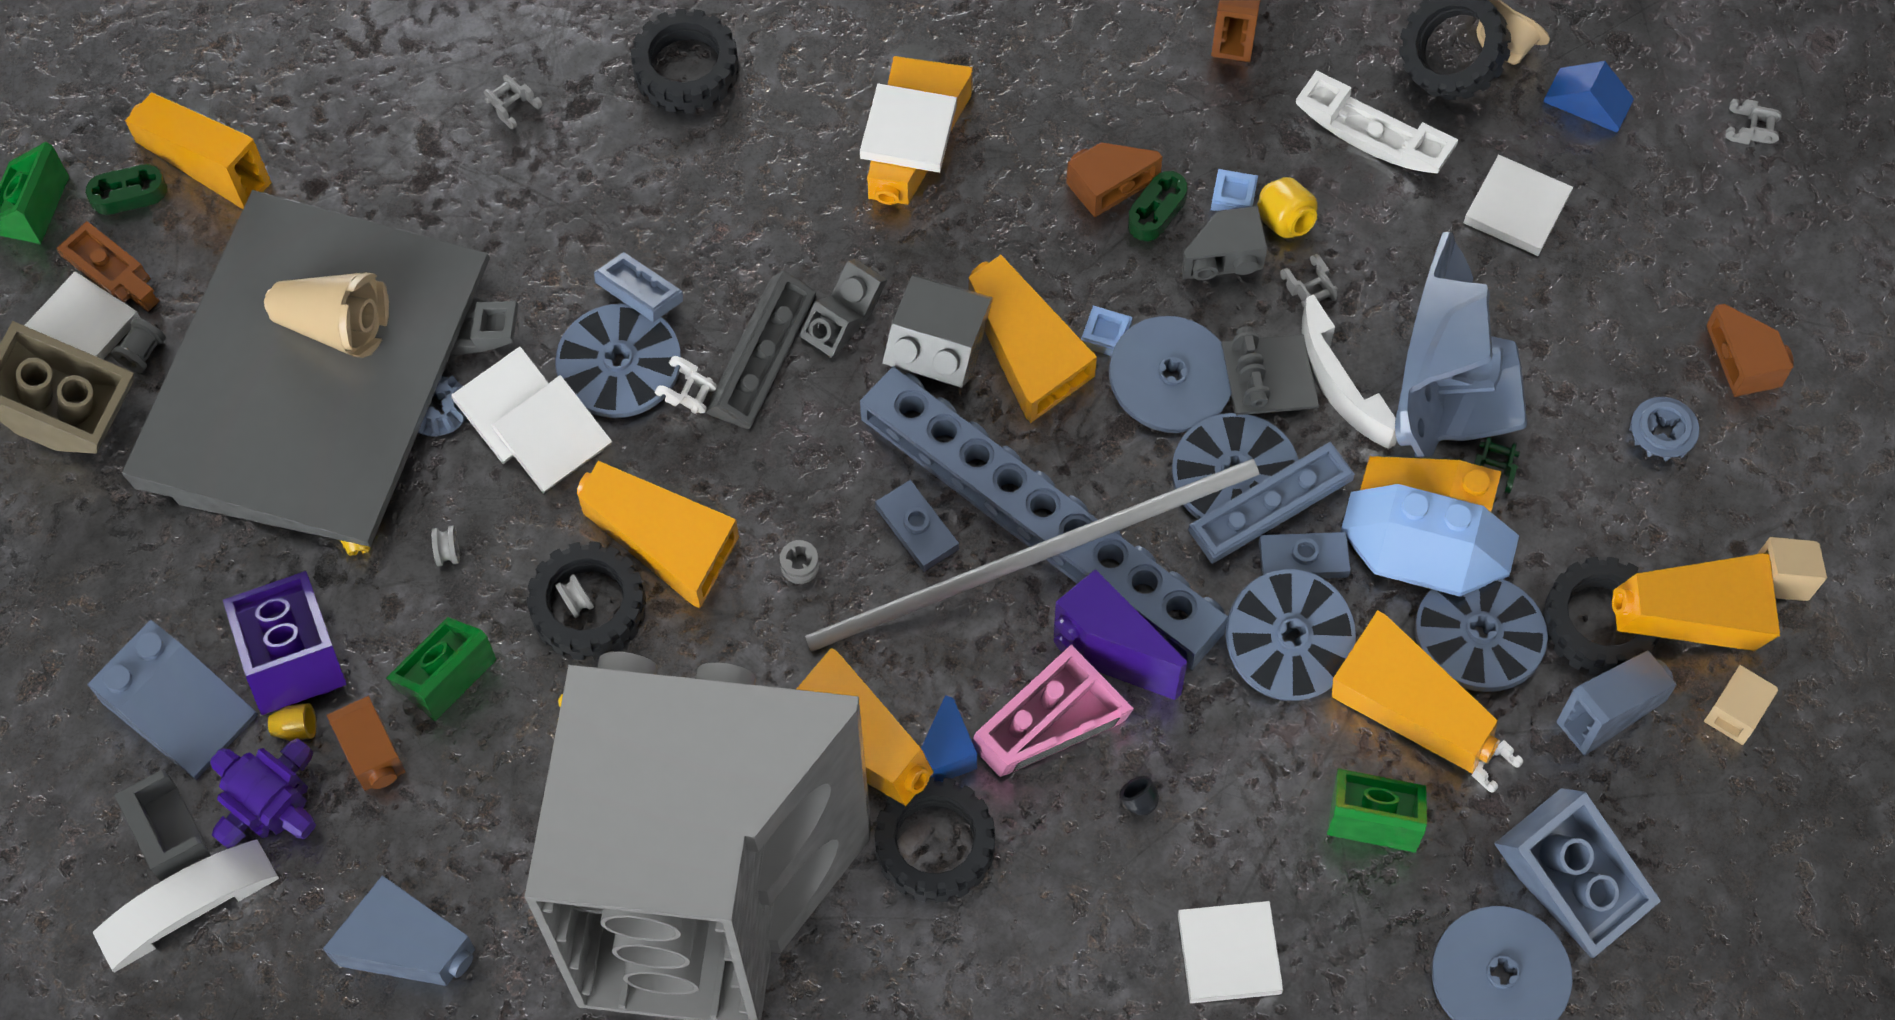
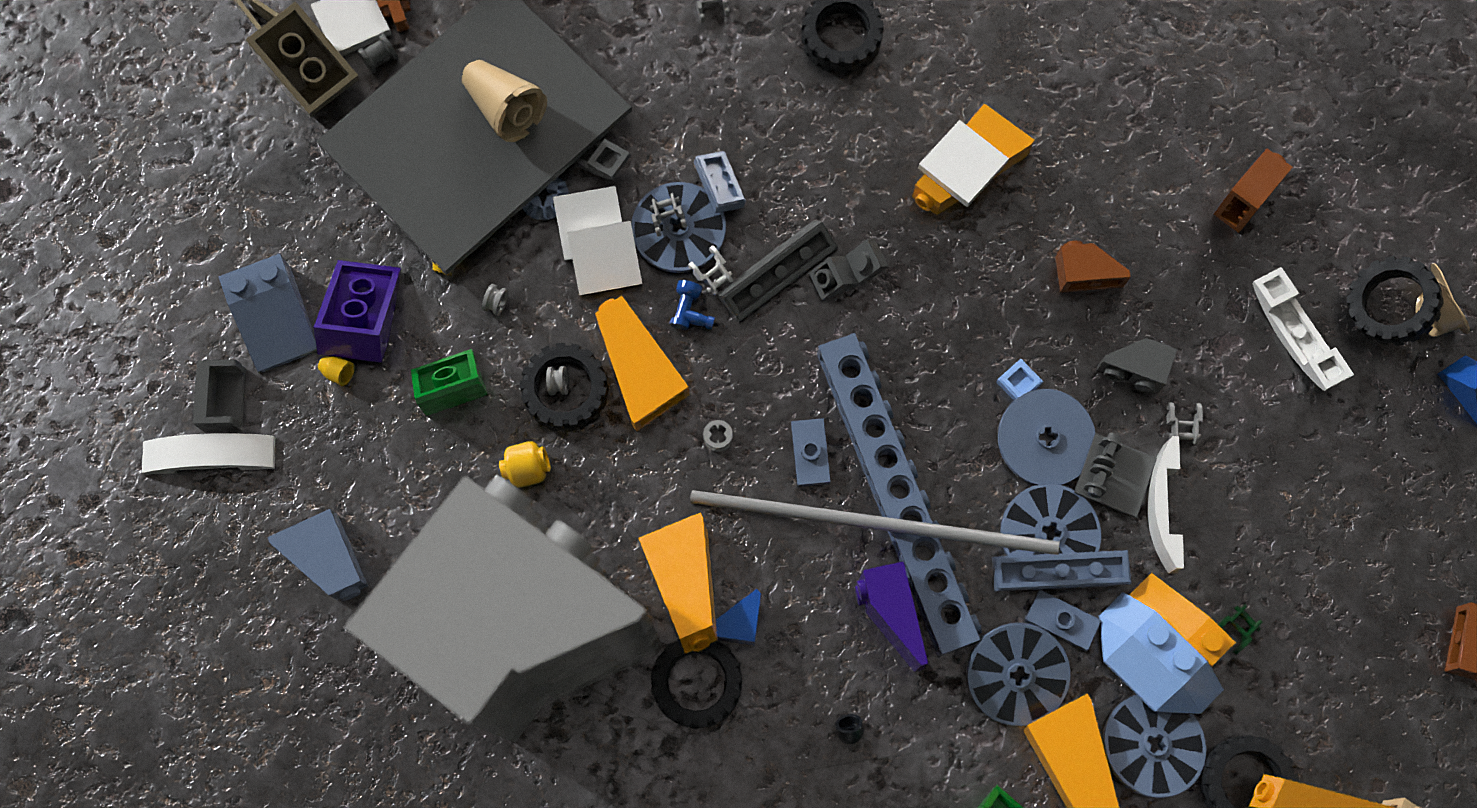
camera: 30 degrees right, 10 degrees up
(262, 793) = (289, 409): dark purple piece -> none
(366, 744) = (369, 413): dark orange slope -> none
(607, 338) = (656, 218): none -> light grey piece
(672, 422) = (684, 316): none -> blue piece
(938, 331) = (899, 324): dark grey slope -> none
(1030, 340) = (962, 363): light orange slope -> none
(1051, 714) = (820, 640): bright pink wedge -> none
(1151, 201) = (1106, 302): dark green beam -> none
(1233, 190) = (1169, 326): light blue tile -> none
(1287, 207) = (1199, 359): yellow head -> none
(1456, 373) = (1251, 548): sand blue piece -> none
(1518, 205) = (1371, 443): white tile -> none
(1666, 412) = (1386, 657): sand blue gear -> none

